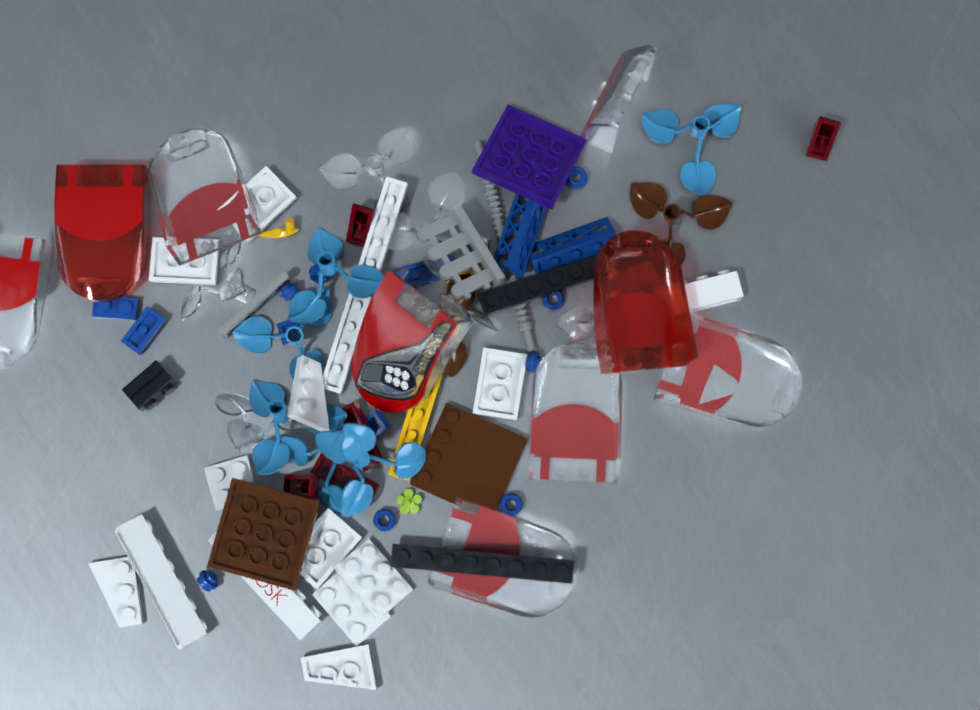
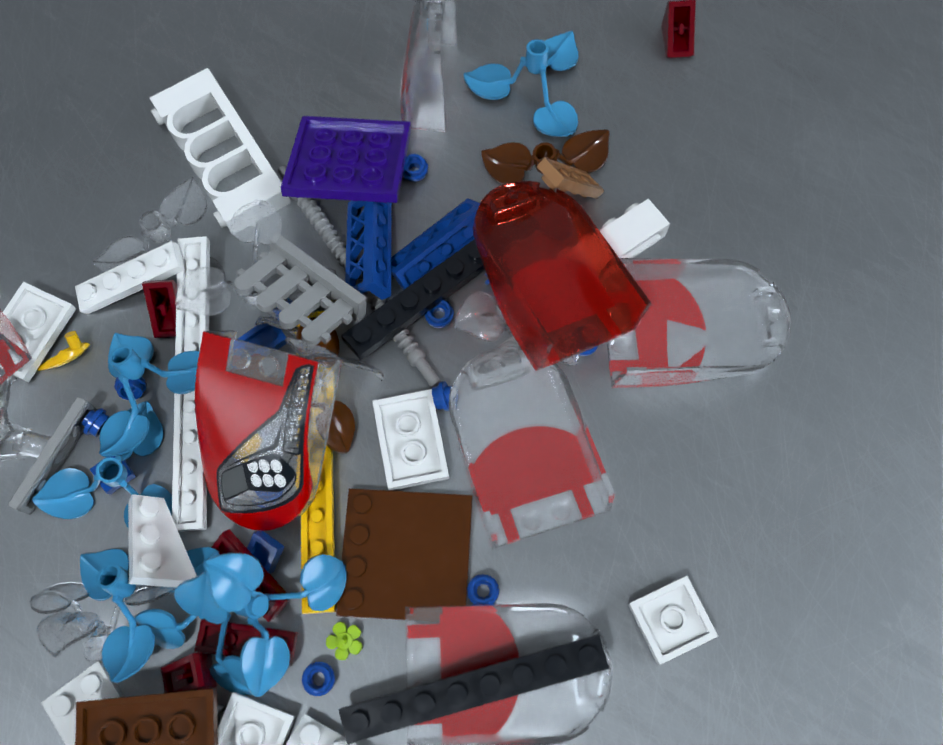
camera: 20 degrees left, 10 degrees down
(342, 192) = (128, 277): none -> white plate
(427, 60) = (190, 101): none -> white fence
(627, 570) = (672, 620): none -> white plate
(683, 239) = (569, 179): none -> medium nougat plate

